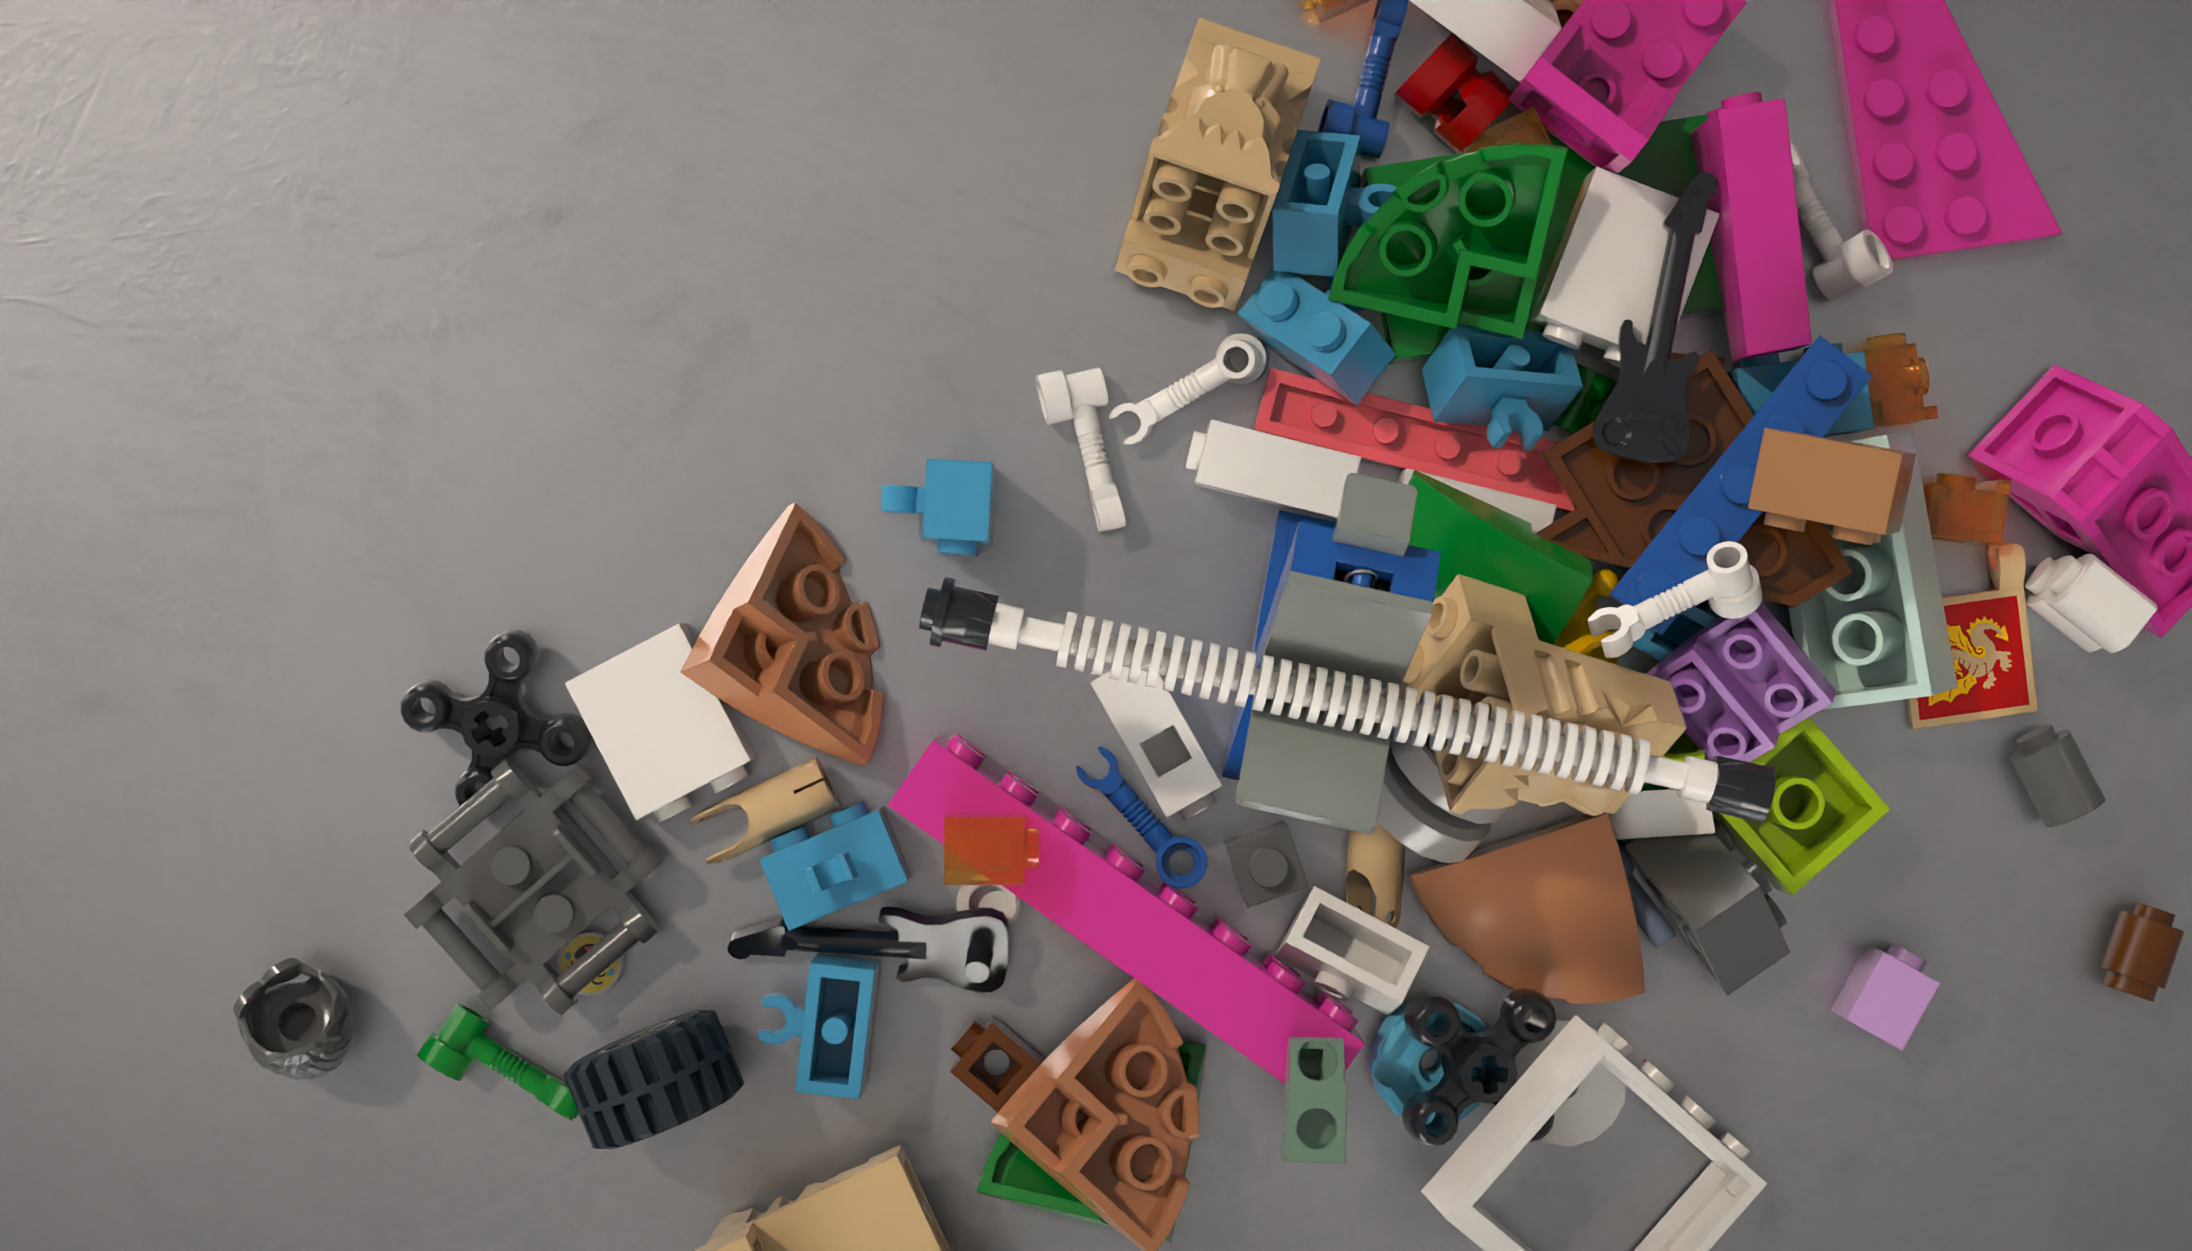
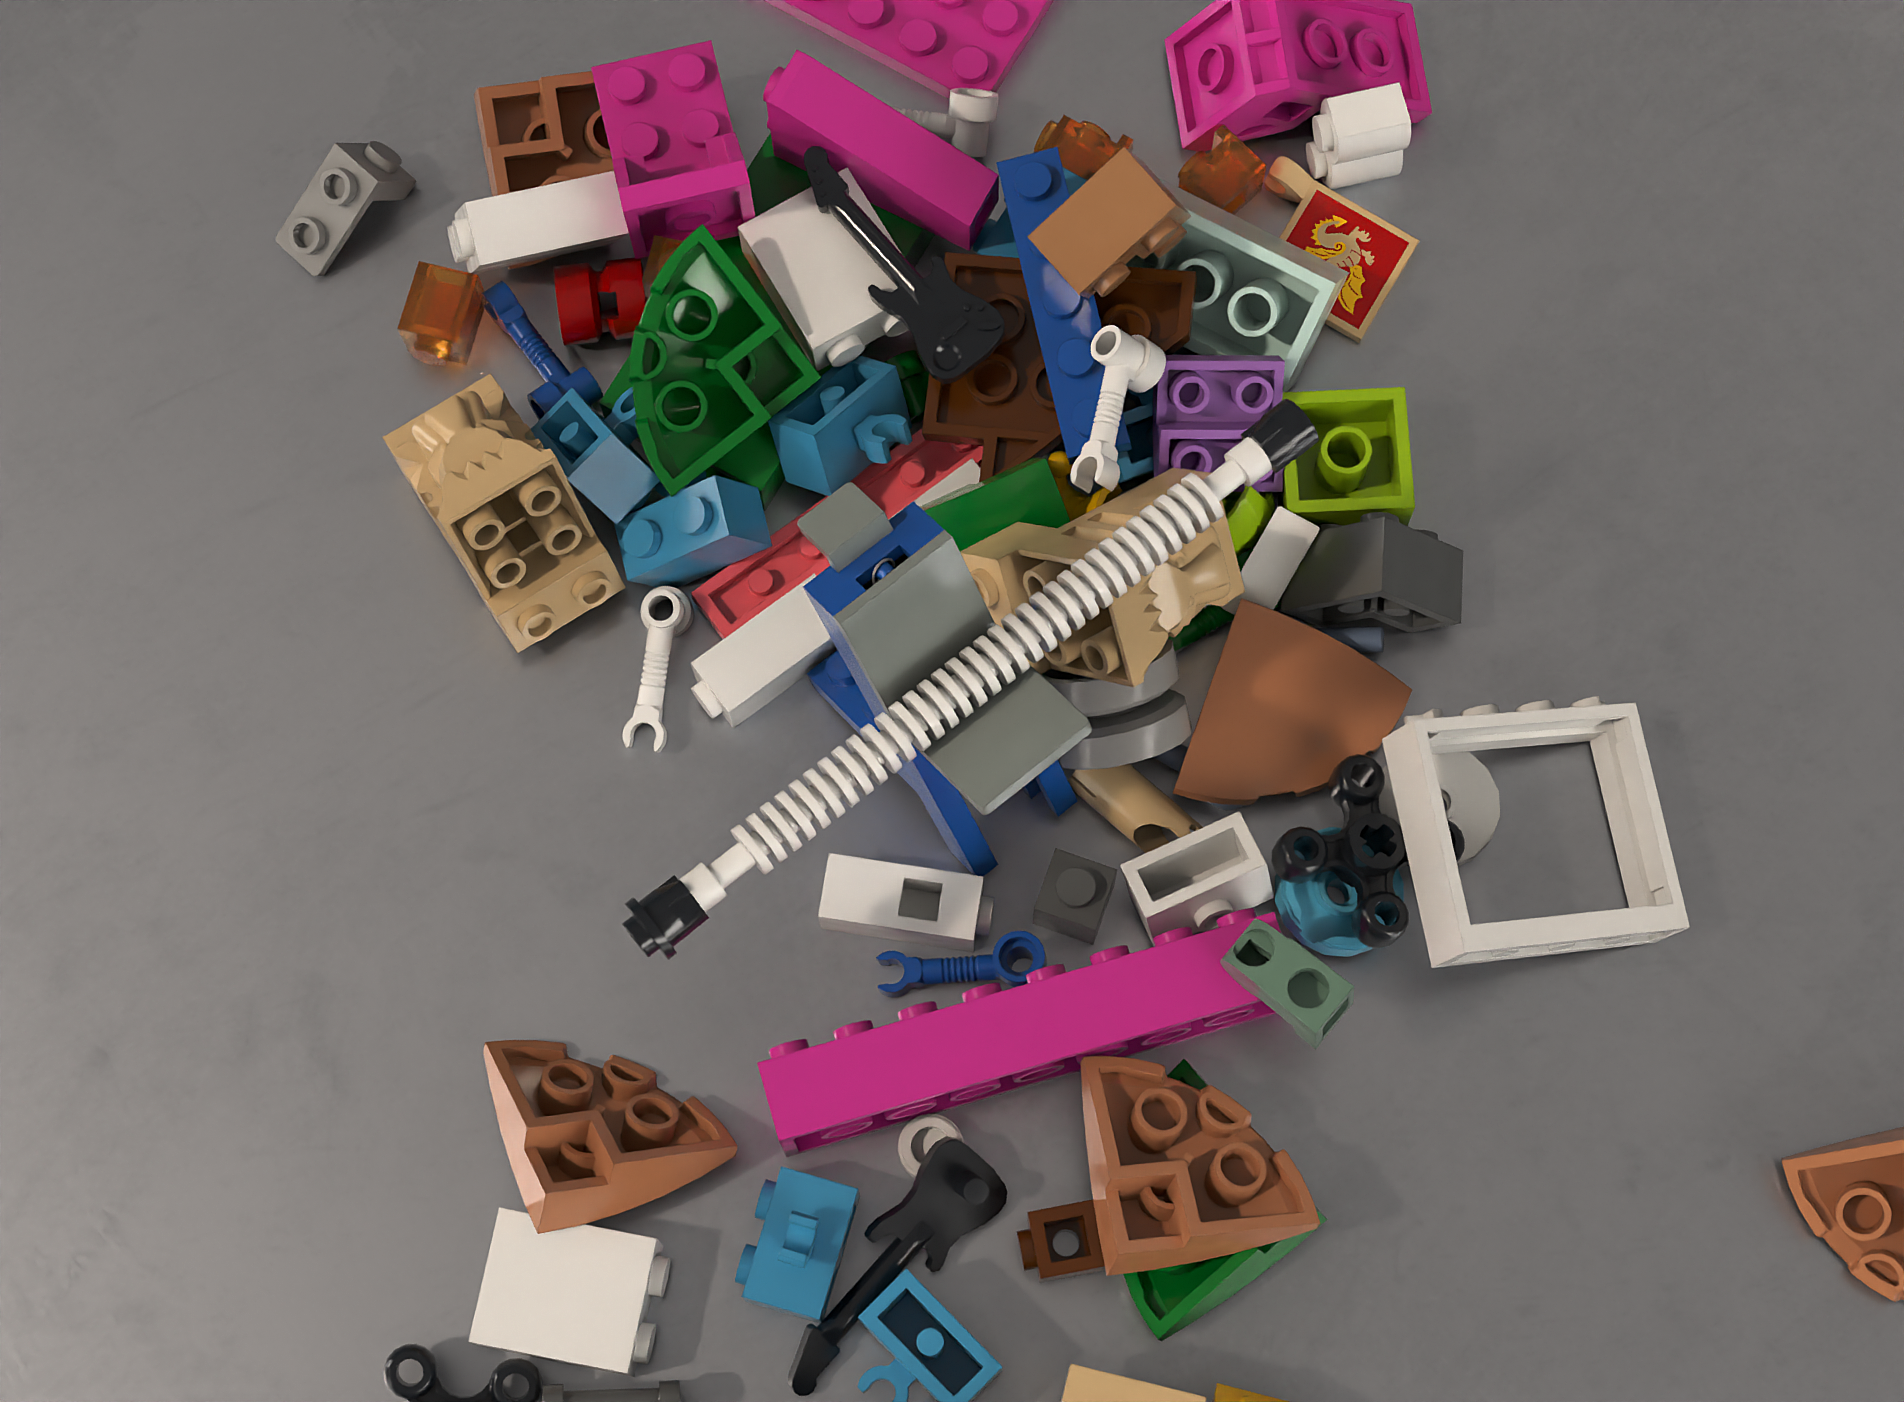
camera: 50 degrees left, 15 degrees down
(776, 806) = (711, 1257): tan piece -> none
(954, 502) = (587, 909): dark azure brick -> none
(988, 849) = (877, 1078): clear orange brick -> none
(1076, 399) = (591, 761): white brick -> none
(1886, 994) = (1554, 507): lavender brick -> none
(2056, 775) = (1478, 260): dark grey brick -> none
(2141, 951) = (1665, 299): reddish brown brick -> none

